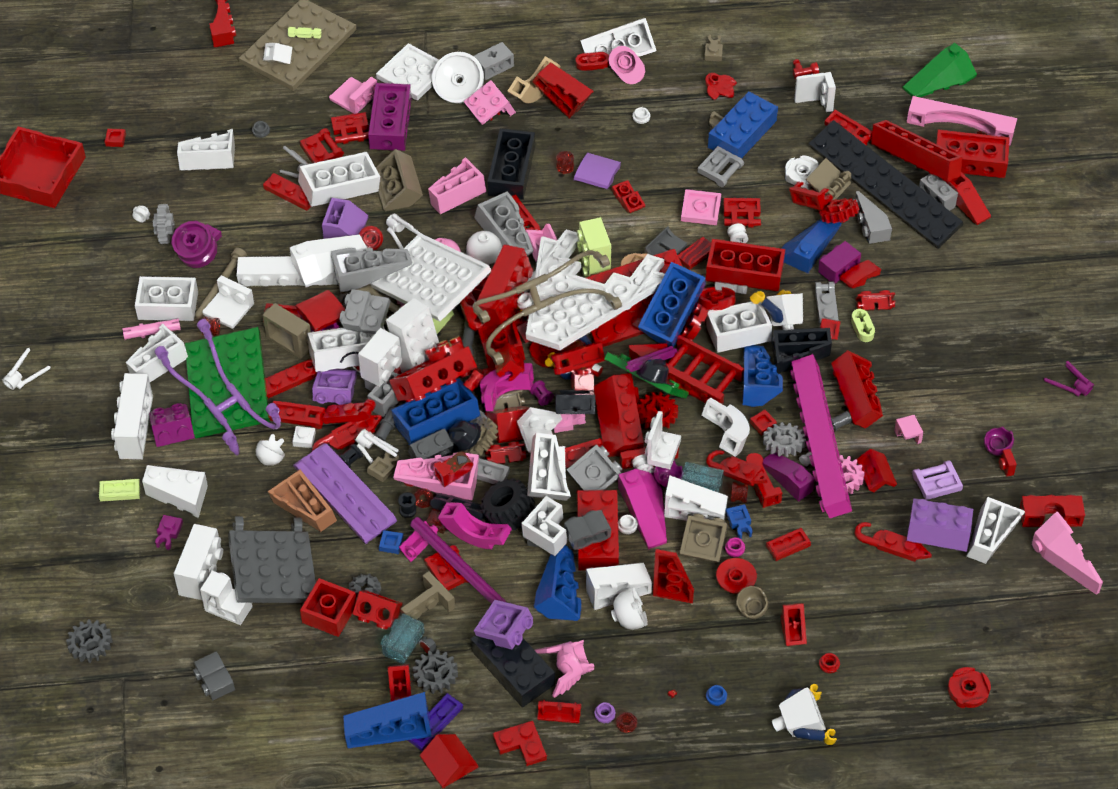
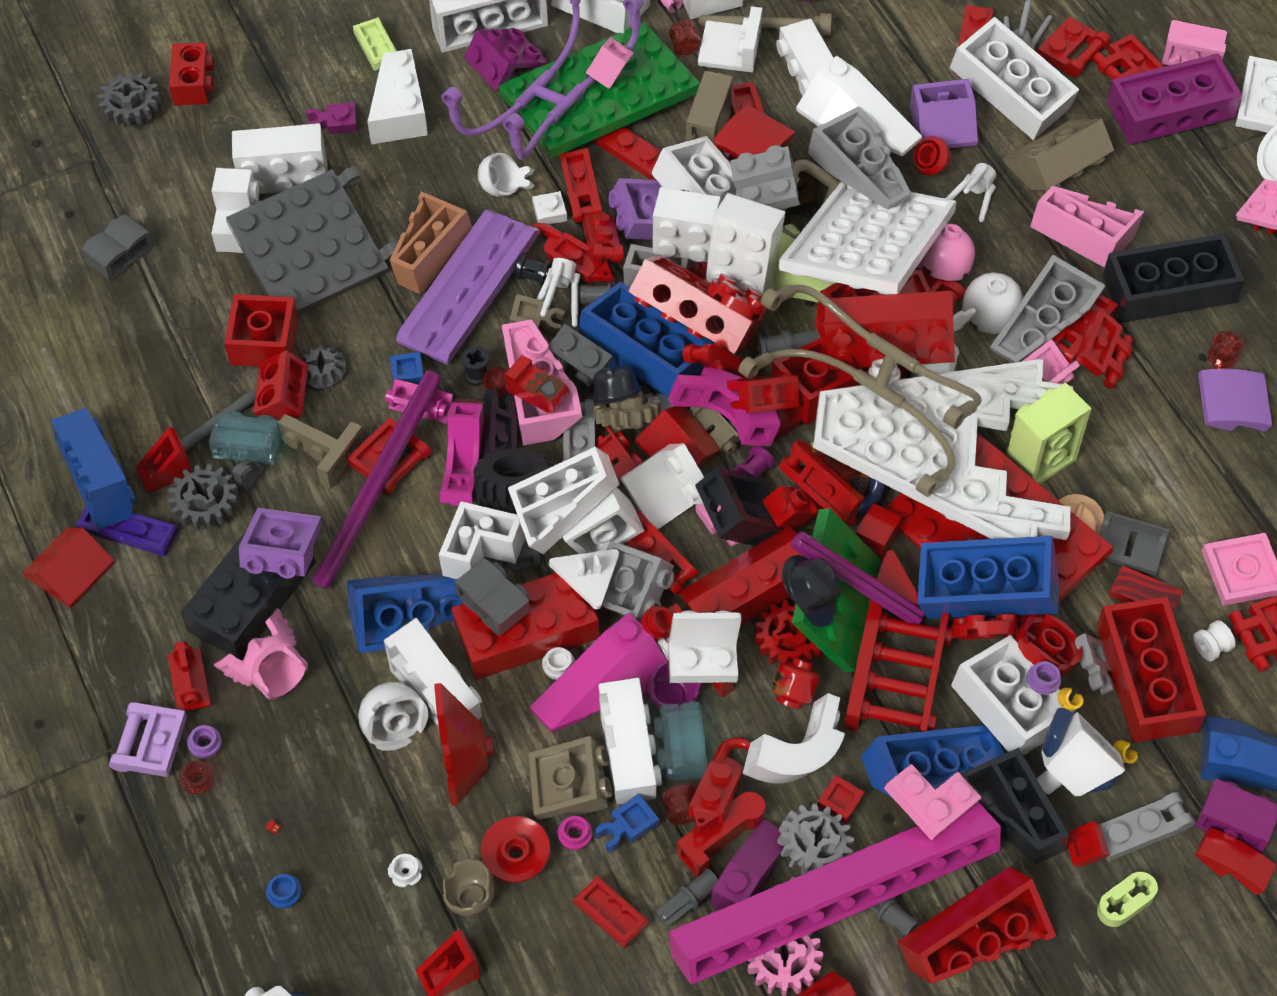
camera: 70 degrees right, 5 degrees up
(86, 604) = (190, 73): none -> red brick
(222, 363) = (609, 62): none -> bright pink panel
(377, 652) = (206, 428): none -> dark grey bar
(524, 738) = (130, 651): red plate -> none
(542, 210) = (1099, 344): none -> red plate
(587, 484) = (587, 573): none -> white piece
(595, 735) = (157, 743): none -> lavender plate
(612, 346) = (879, 529): none -> red panel
(628, 197) = (1207, 459): red slope -> none
(629, 463) = (657, 622): none -> red plate
(689, 417) = (795, 683): none -> red head
(726, 628) = (402, 862): none -> white plate
(740, 303) = (1049, 673): none -> medium lavender plate
(790, 376) = (928, 807): none -> bright pink plate
(793, 507) = (687, 898): none -> dark grey axle
(882, 298) = (1197, 916): red hinge -> none

